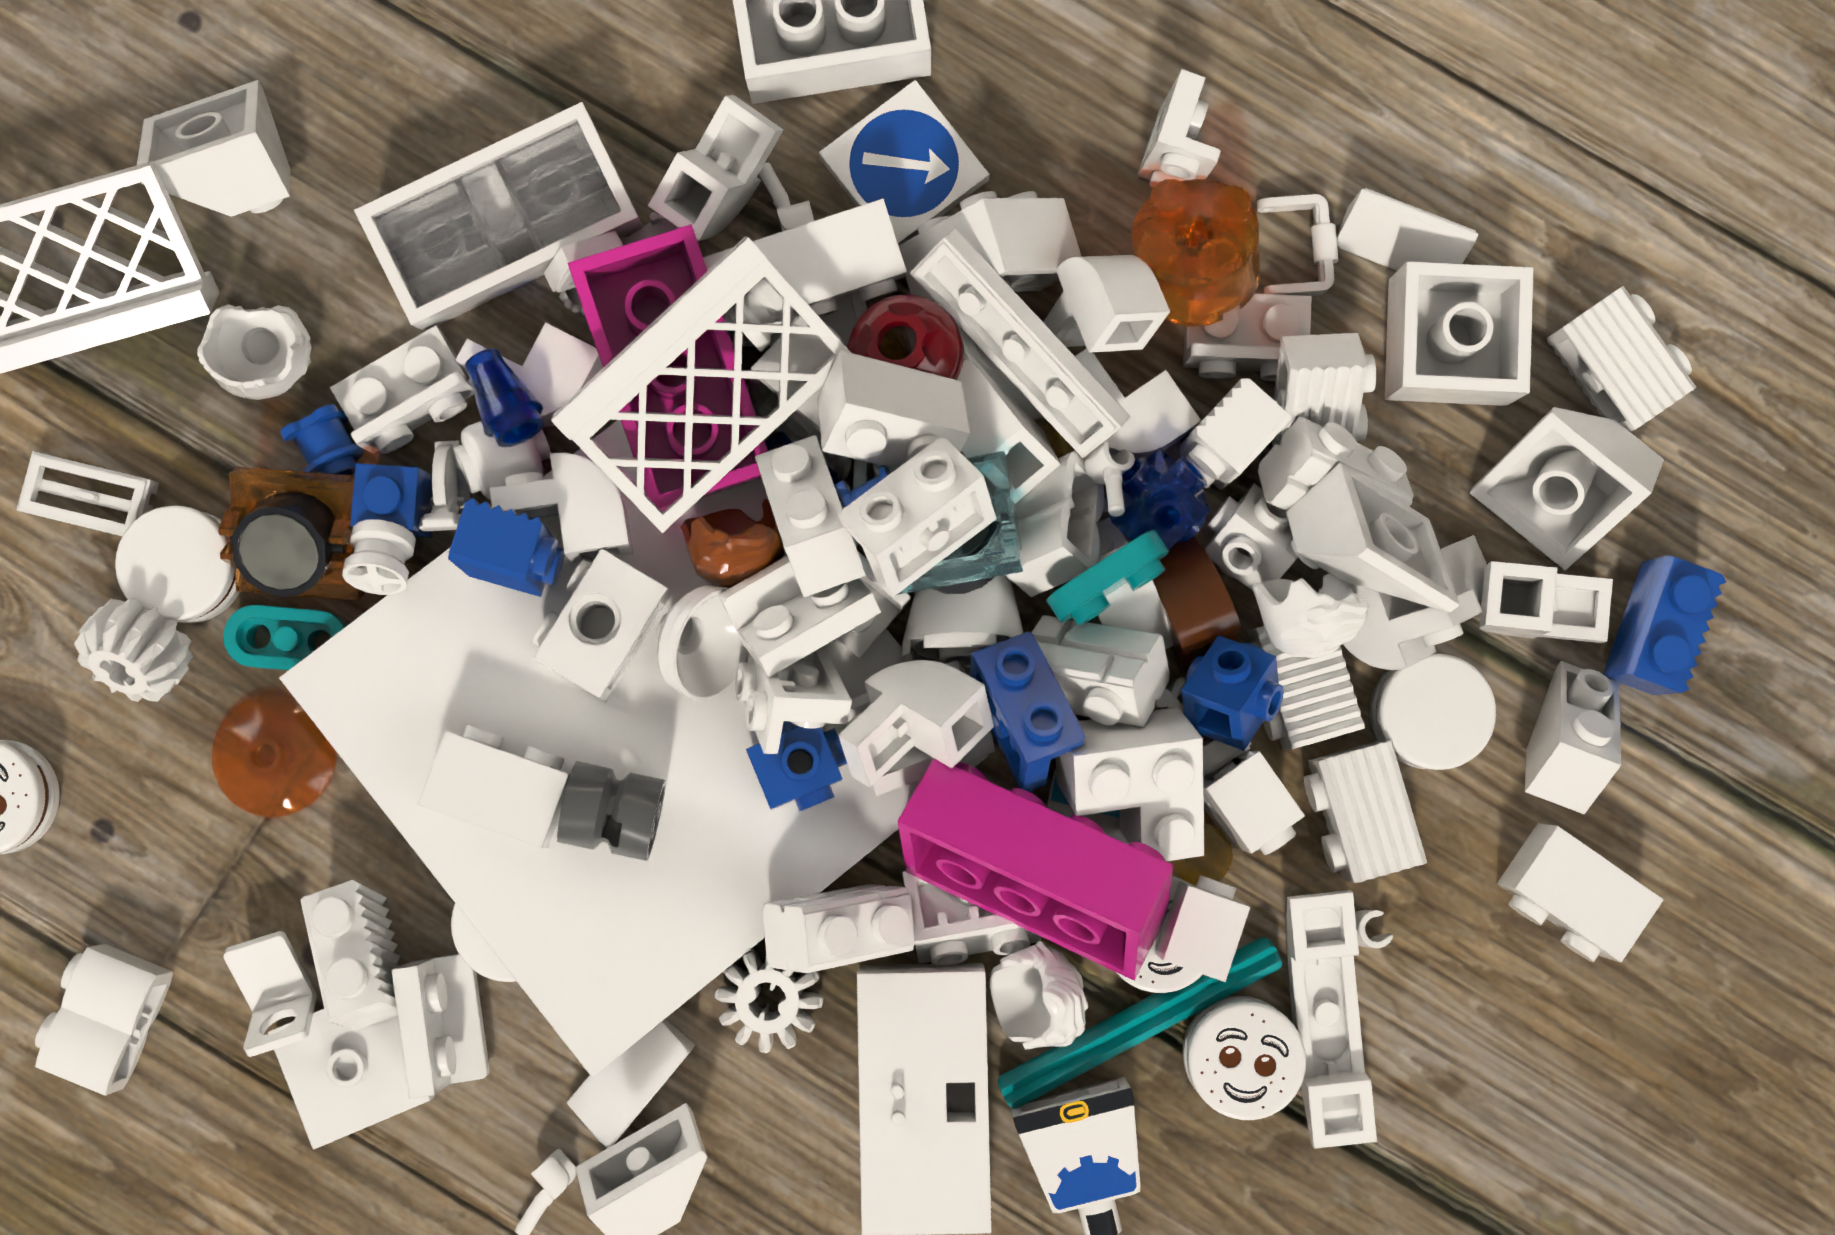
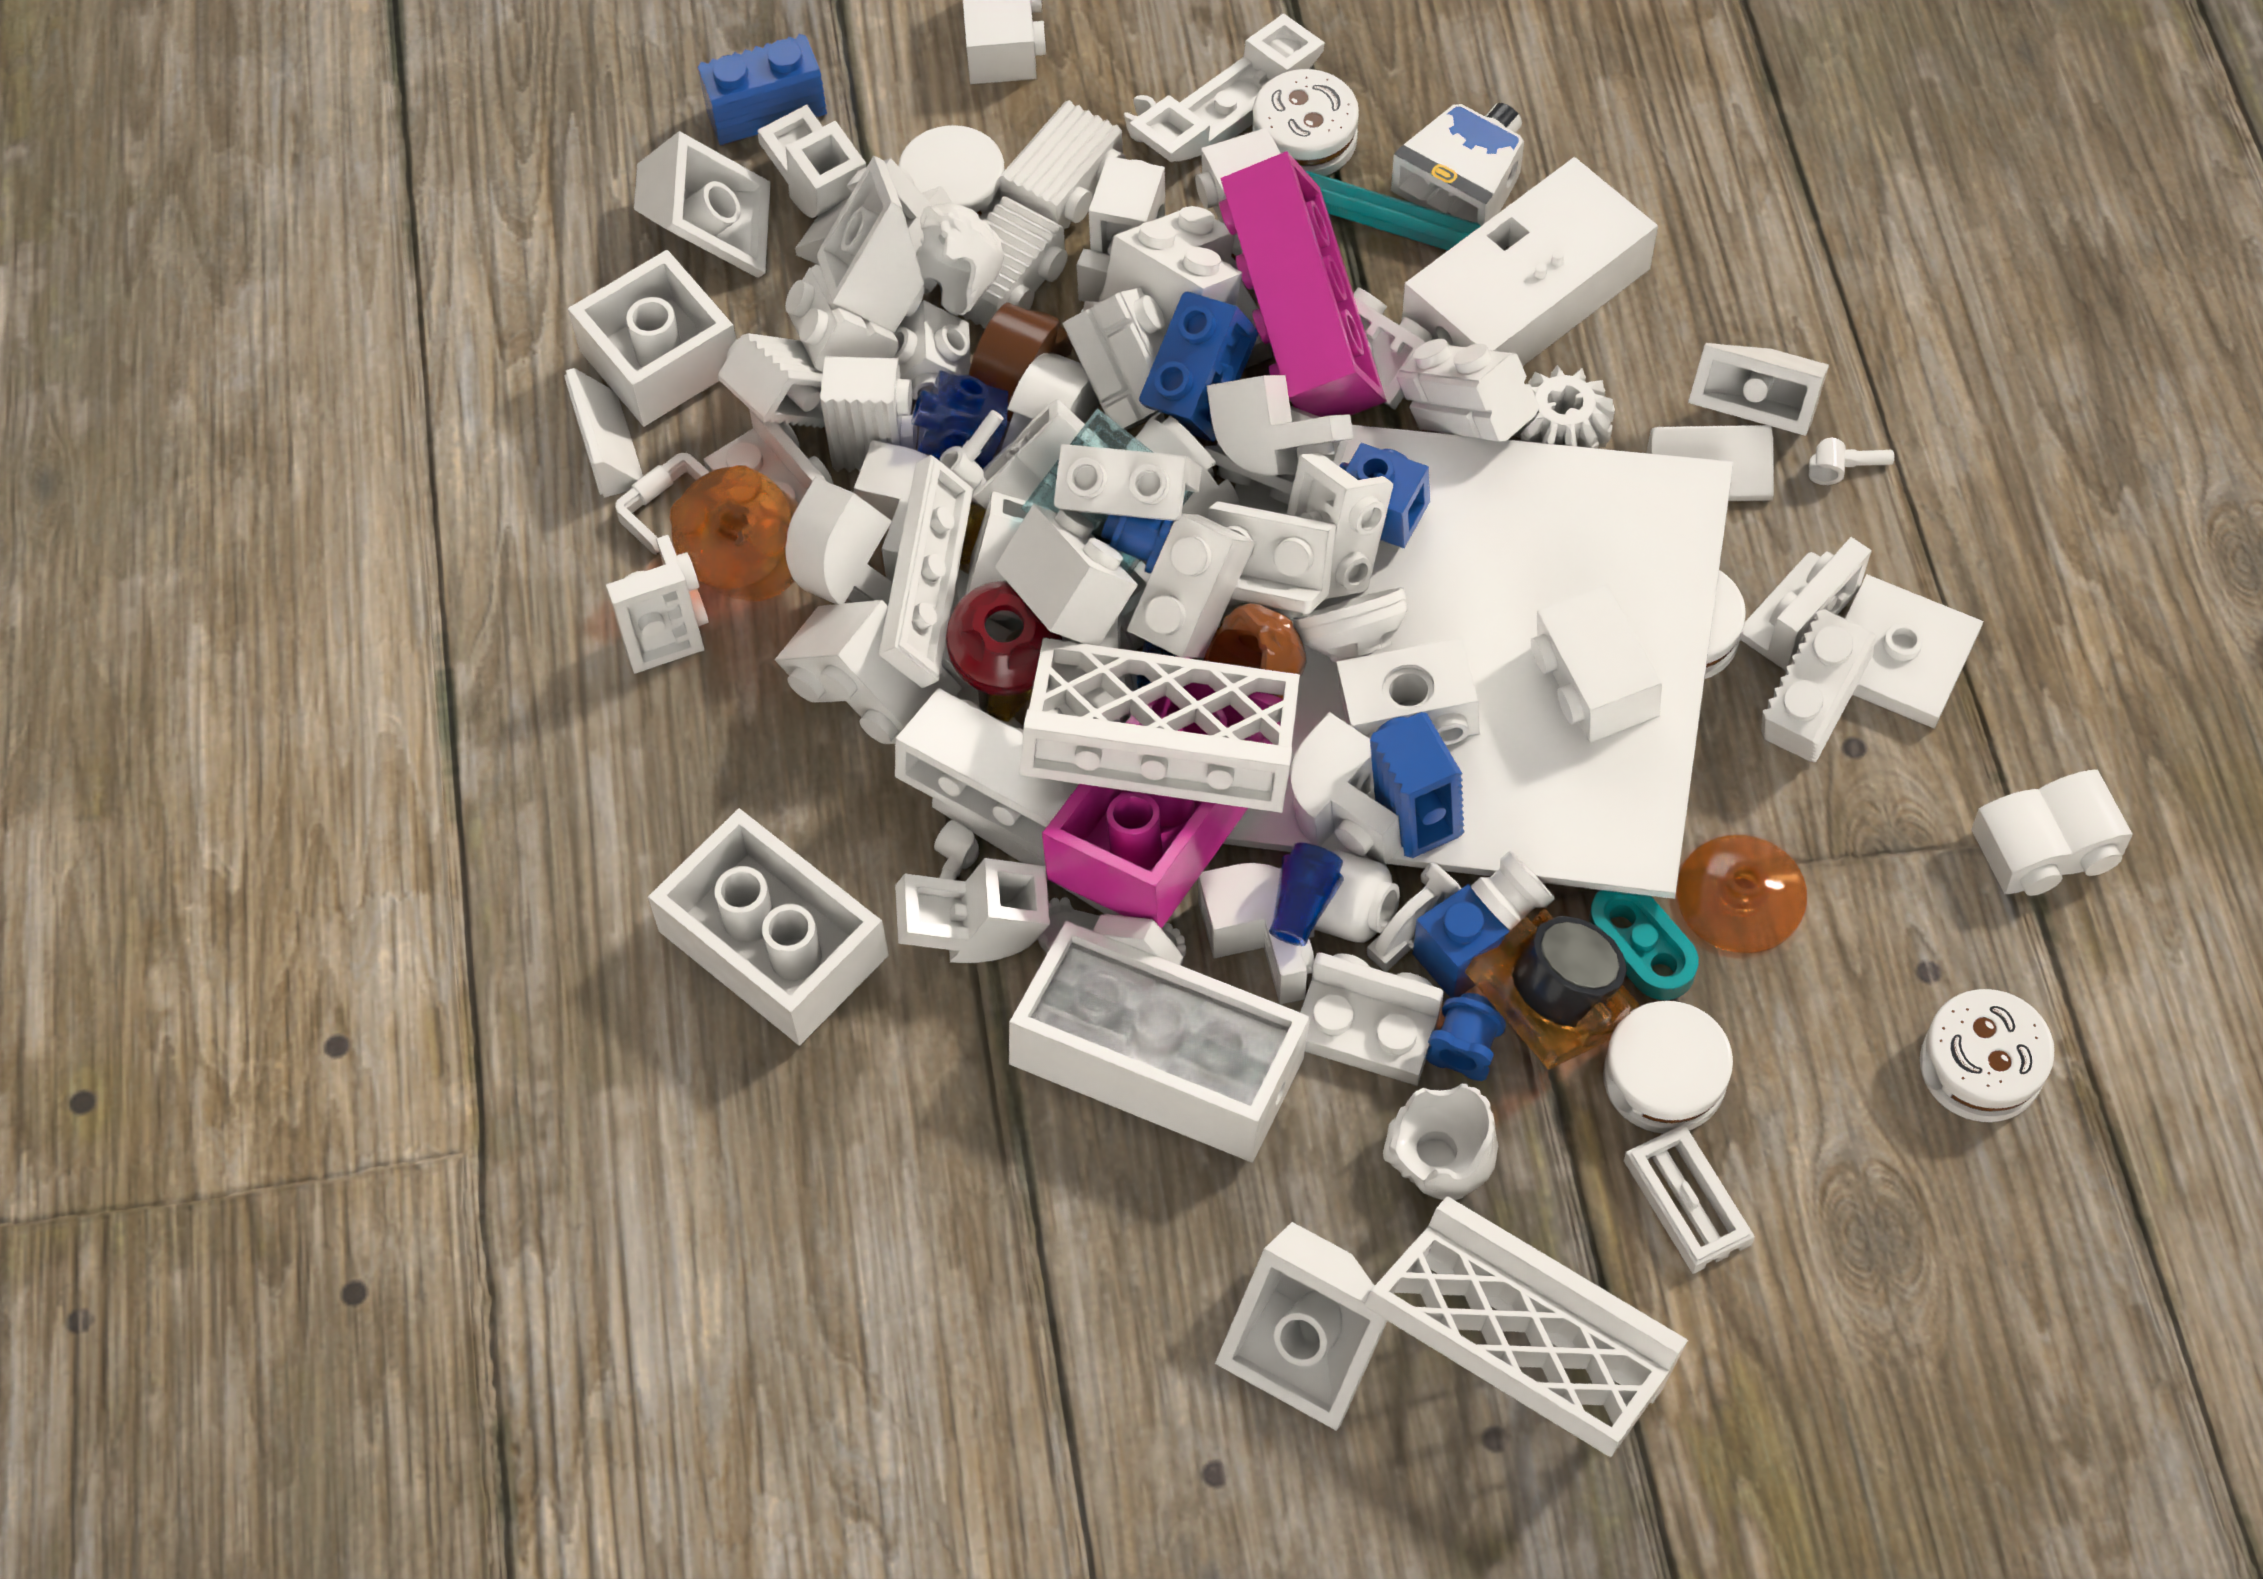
camera: 130 degrees left, 25 degrees down
(133, 650) = (1764, 1025): white gear -> none
(274, 989) = (1901, 741): white bracket -> none
(611, 810) = (1530, 570): dark grey wheel -> none
(906, 158) = (842, 806): tile -> none
(1039, 997) = (1387, 250): white hair -> none
(1132, 564) = (1040, 379): teal plate -> none
(1232, 692) = (1058, 271): blue brick -> none
(1575, 739) = (892, 87): white slope -> none
(1623, 360) = (581, 237): white brick -> none

